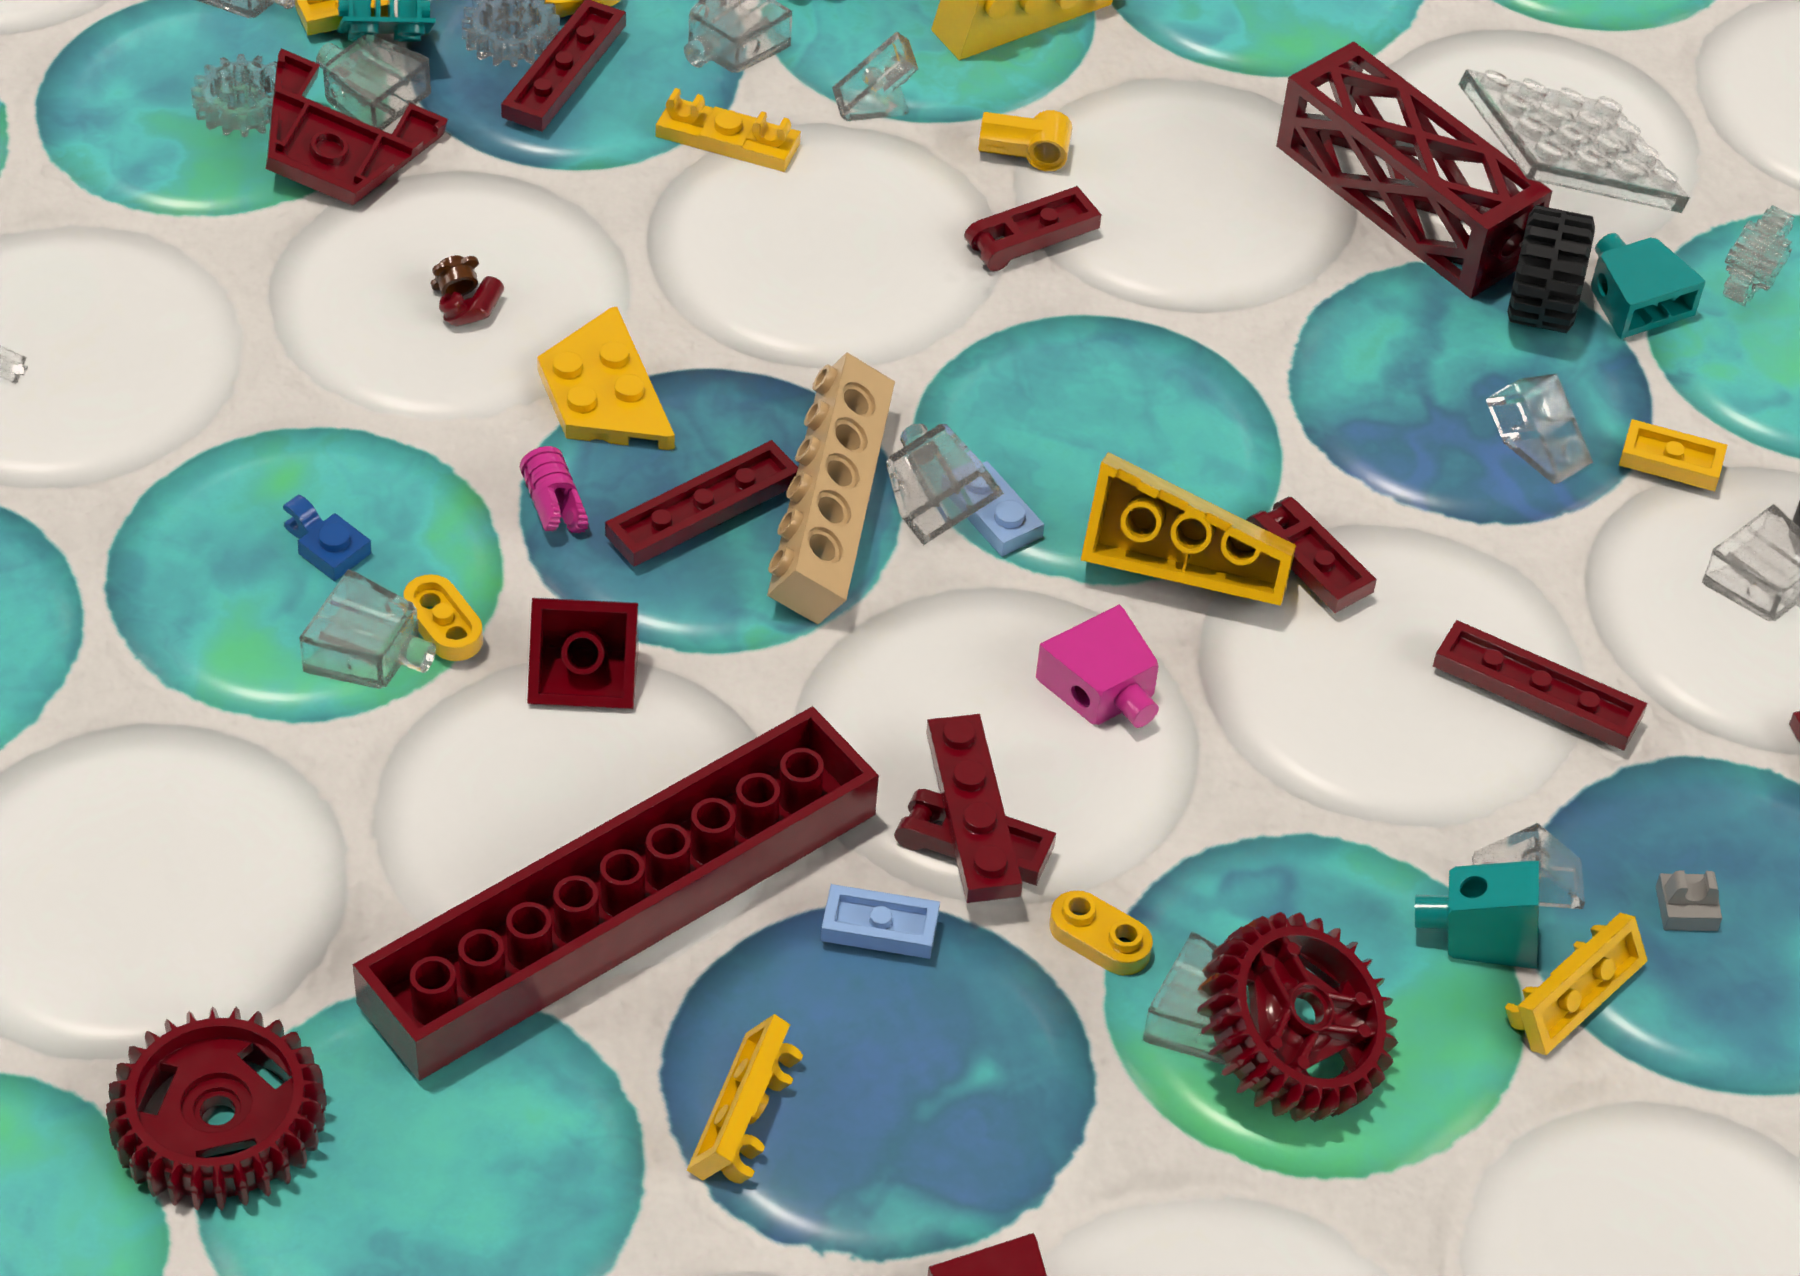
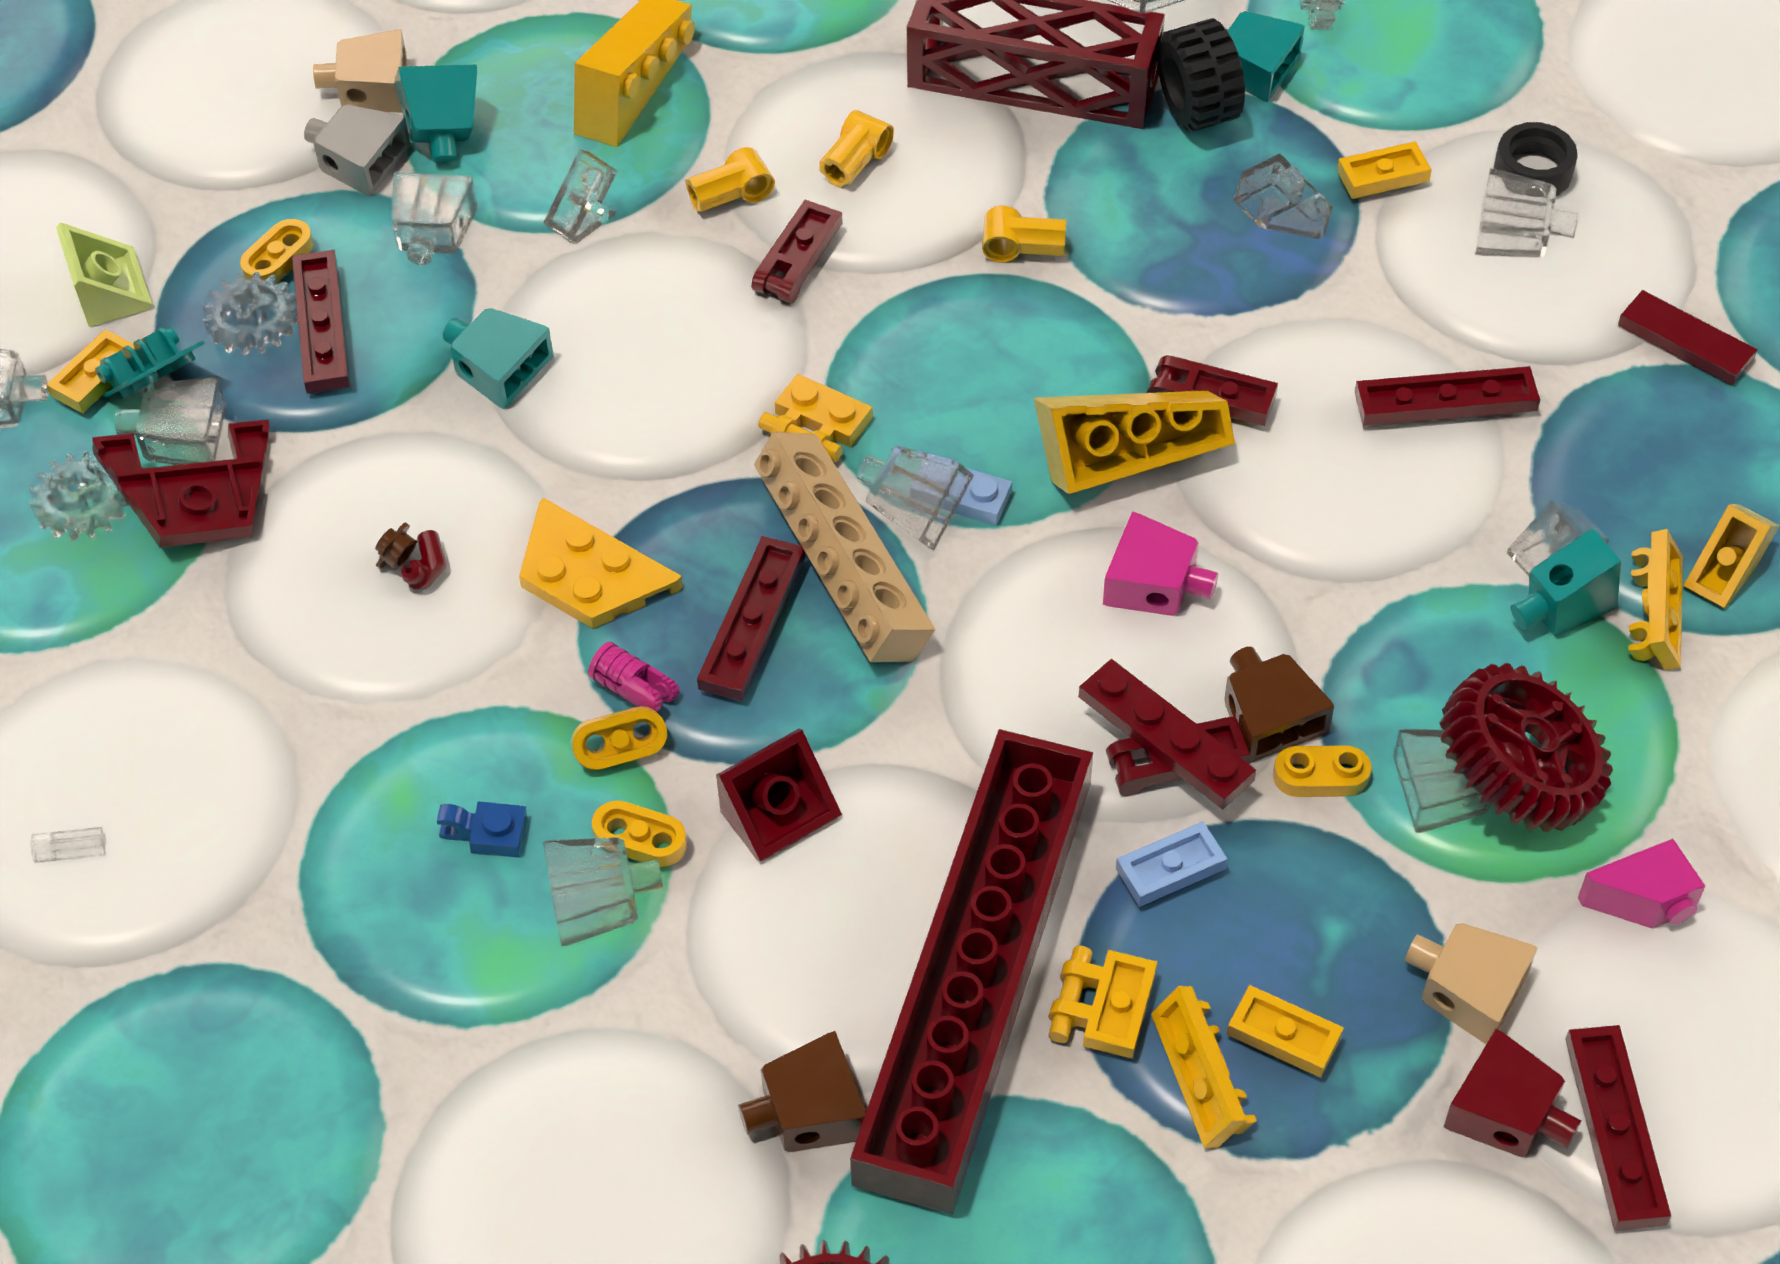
camera: 30 degrees left, 5 degrees up
(378, 900) = (808, 1098): none -> reddish brown torso
(498, 531) = (618, 738): none -> yellow plate
(688, 170) = (498, 353): none -> teal torso
(718, 1006) = (1118, 1005): none -> yellow plate
(728, 132) = (524, 298): yellow plate -> none
(848, 1120) = (1285, 1031): none -> yellow plate
(931, 373) = (820, 409): none -> yellow plate
(1069, 1186) = (1472, 976): none -> tan torso
(1102, 846) = (1275, 703): none -> reddish brown torso
(1181, 163) = (858, 142): none -> yellow piece
(1246, 316) = (1010, 234): none -> yellow piece
(1309, 1213) = (1645, 887): none -> dark pink slope
(1689, 901) = (1672, 494): light grey tile -> none
(1694, 982) = (1731, 554): none -> yellow slope

